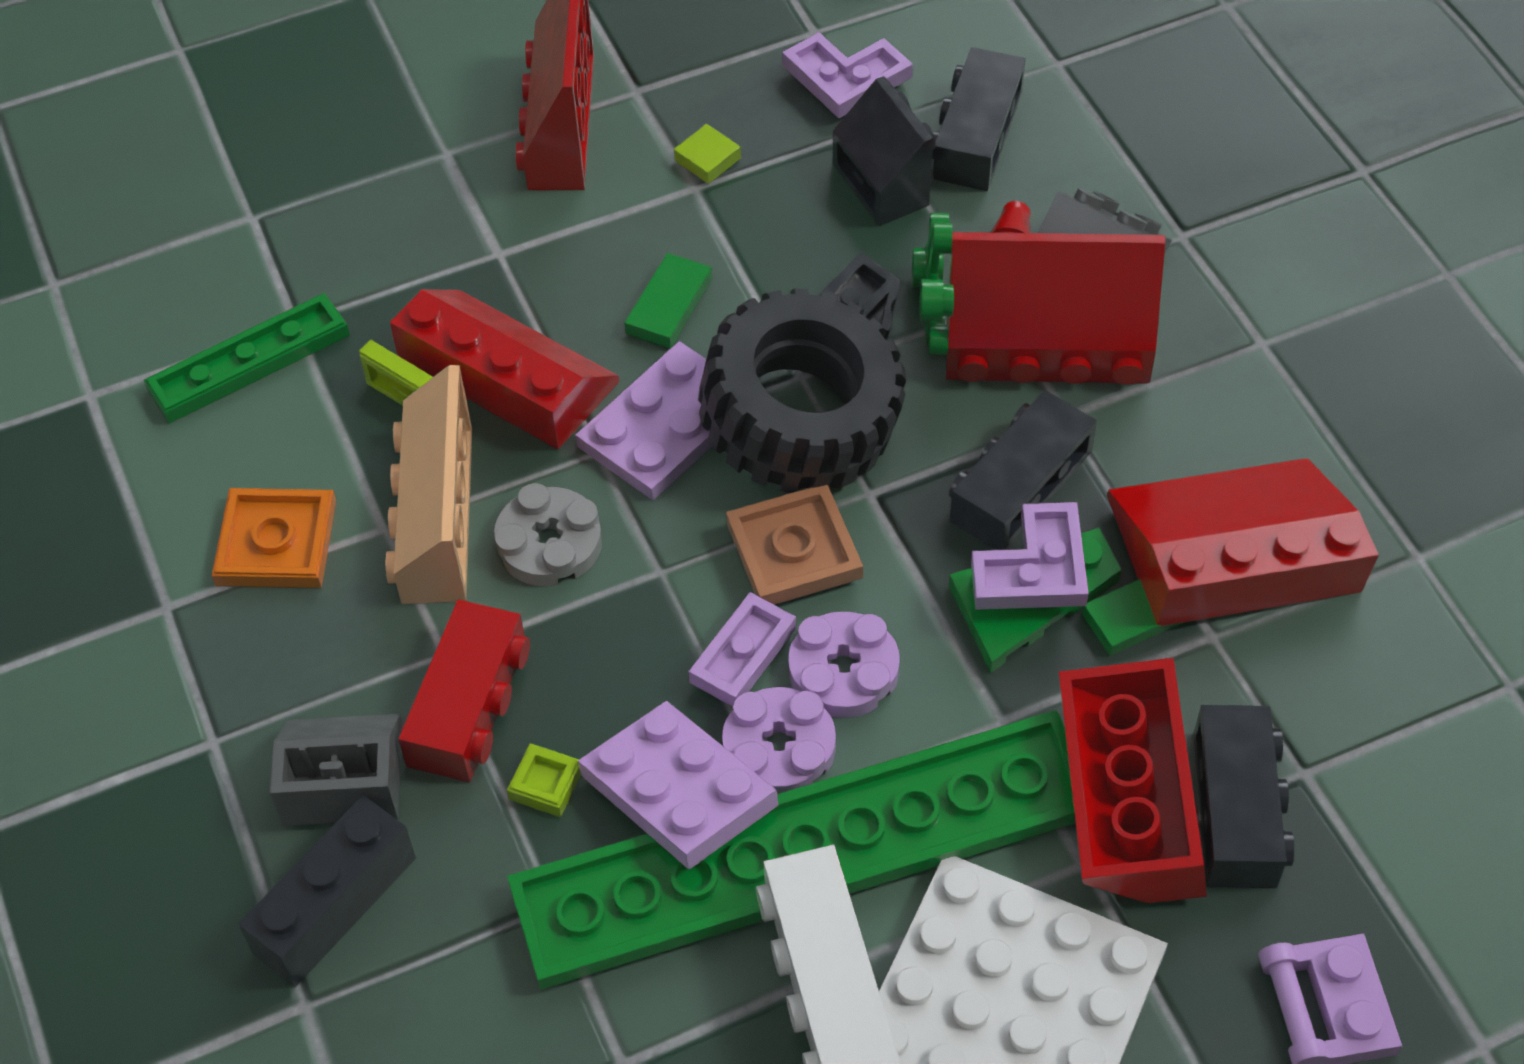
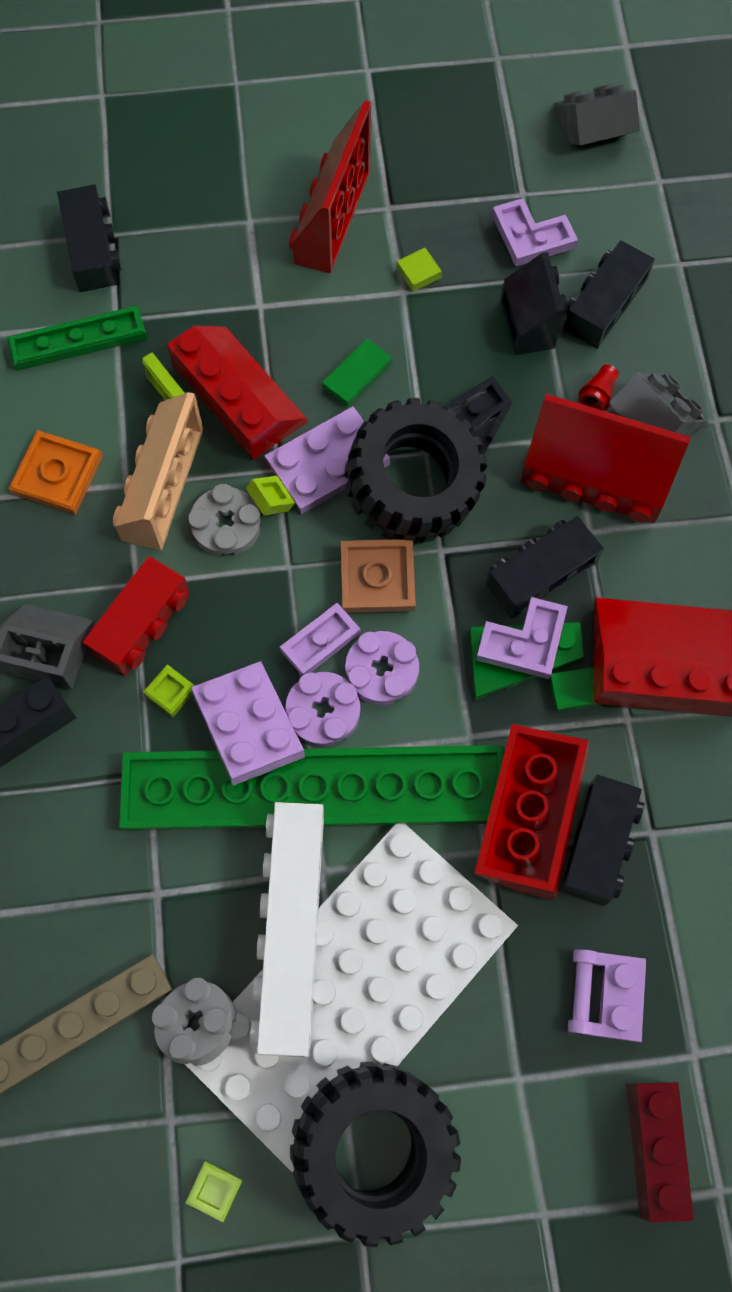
camera: 15 degrees right, 15 degrees up
(225, 225) = (89, 238): none -> black brick
(603, 482) = (270, 495): none -> lime plate
(927, 274) = (521, 434): green plant -> none

